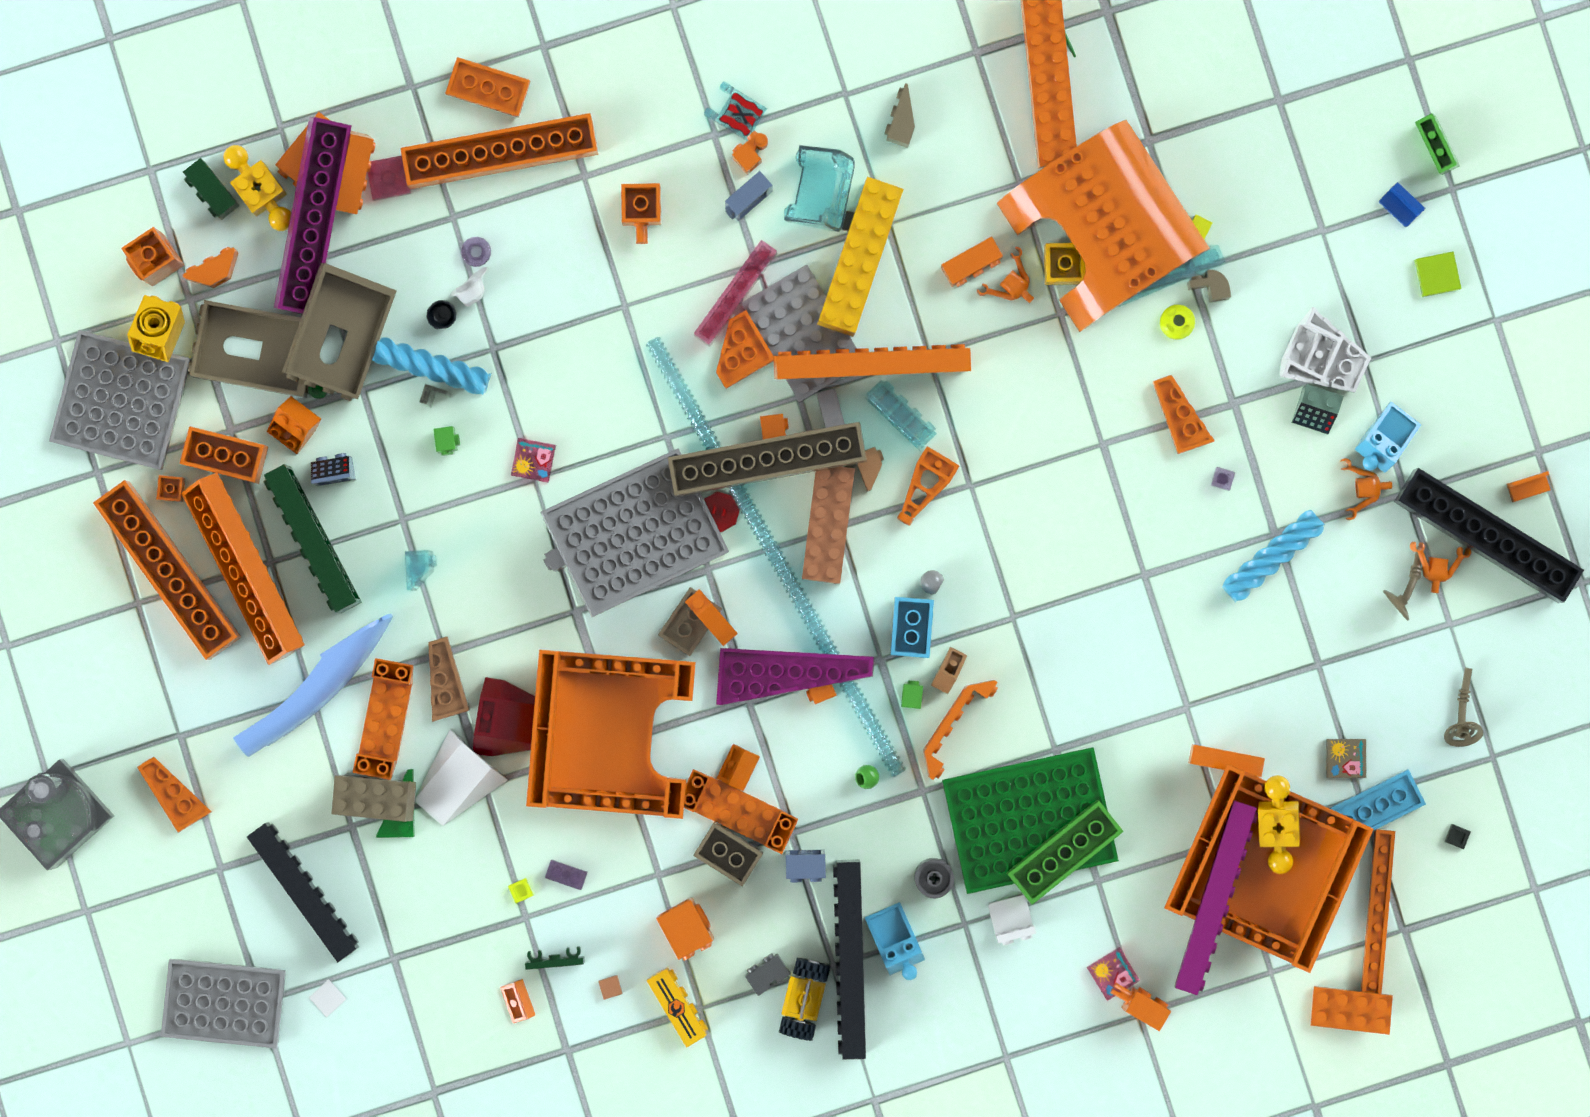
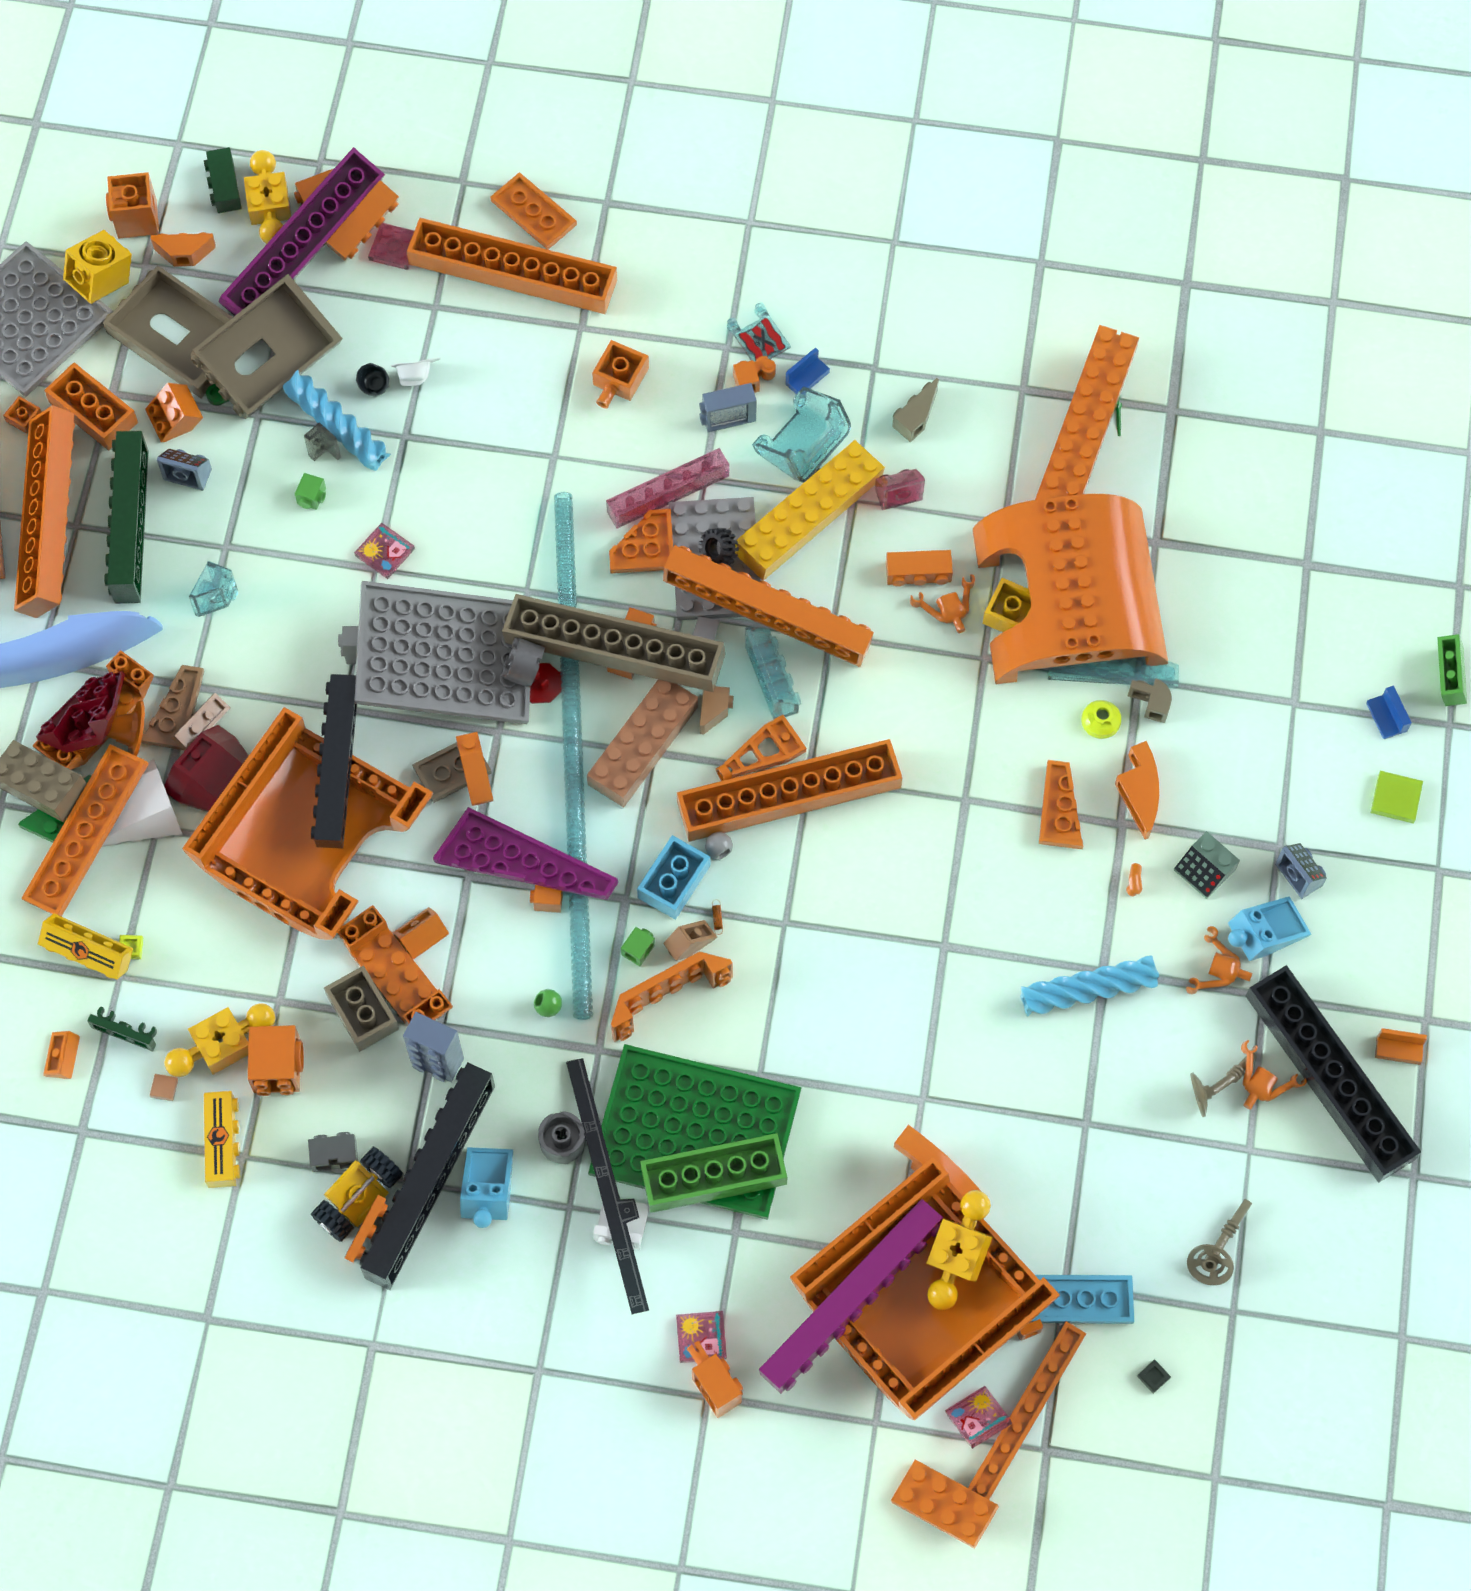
camera: 25 degrees right, 20 degrees down
(381, 728) = (85, 716): none -> dark red wedge
(418, 723) = (129, 728): none -> orange piece
(434, 820) = (85, 830): none -> orange plate
(466, 251) = (435, 336): clear purple piece -> none
(472, 683) = (201, 720): none -> plate
(488, 911) = (85, 946): none -> yellow brick
(566, 874) = (185, 953): clear purple plate -> none
(602, 669) = (336, 762): none -> black brick
(614, 963) = (206, 1034): none -> yellow brick
(703, 510) = (522, 662): none -> flat silver brick
(794, 129) = (806, 372): none -> blue panel
(810, 324) = (726, 542): none -> black tyre
(827, 1024) = (366, 1229): none -> orange plate
(922, 197) = (900, 488): none -> clear pink slope
(960, 641) = (717, 917): none -> orange piece
(965, 509) = (789, 790): none -> orange brick
(1007, 916) = (617, 1210): none -> black sticker
(1202, 225) = (1172, 640): neon yellow tile -> none
(1222, 478) = (1073, 887): clear purple plate -> none
(1238, 368) = (1141, 788): none -> orange slope
(1268, 450) = (1135, 881): none -> orange arm
(1323, 355) = (1239, 817): white wedge -> none
(1345, 758) = (1069, 1233): dark tan tile -> none
(1347, 934) = (978, 1417): none -> clear pink tile
(1392, 377) = (1300, 869): none -> sand blue slope

